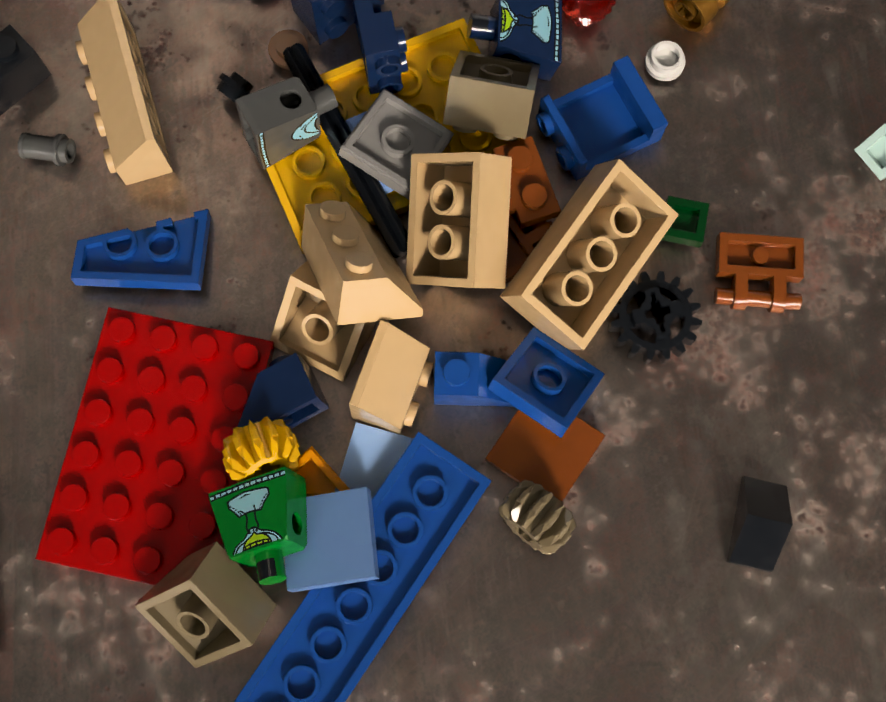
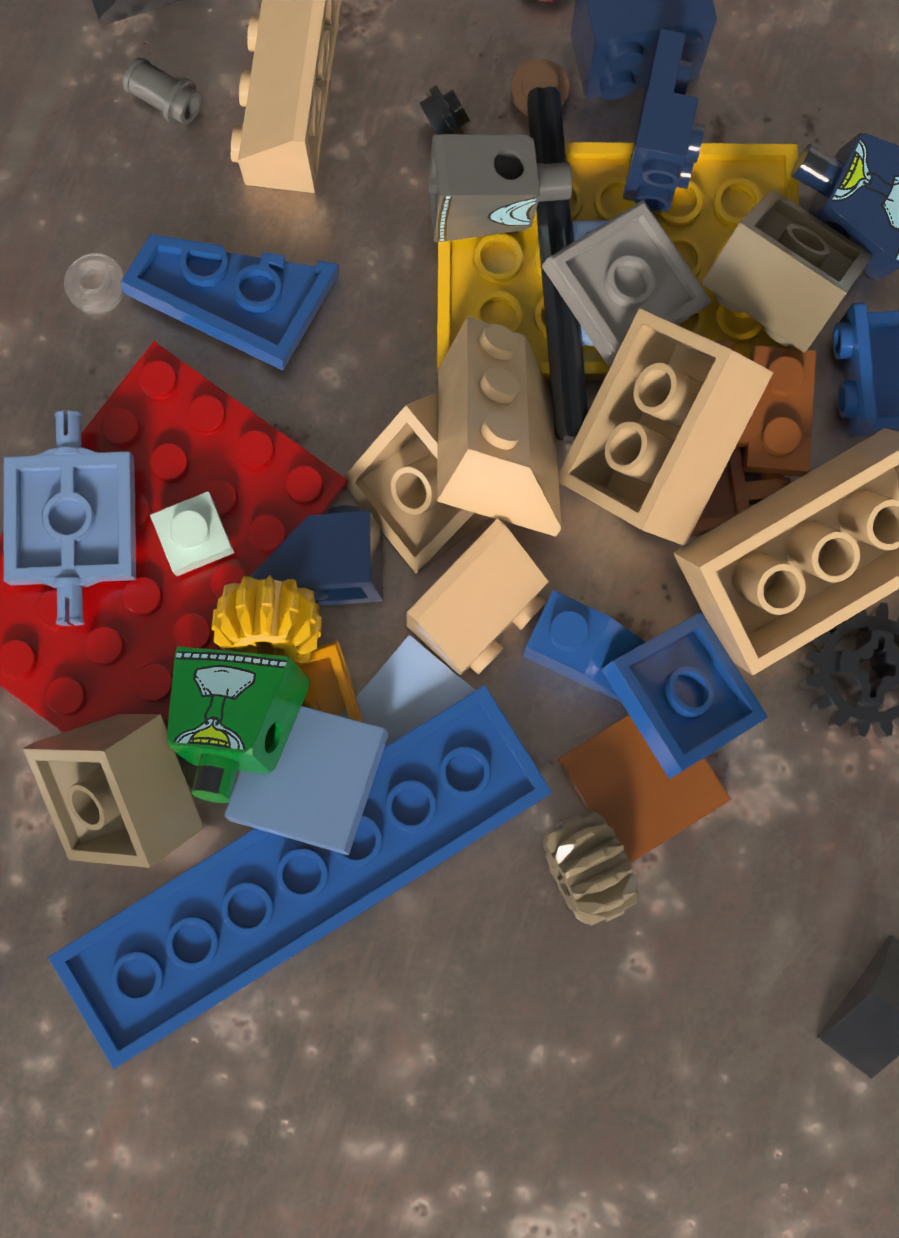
camera: 25 degrees right, 5 degrees up
(59, 297) = (99, 299): none -> clear plate
(101, 442) = (69, 518): none -> medium blue plate
(186, 418) = (192, 534): none -> light aqua plate

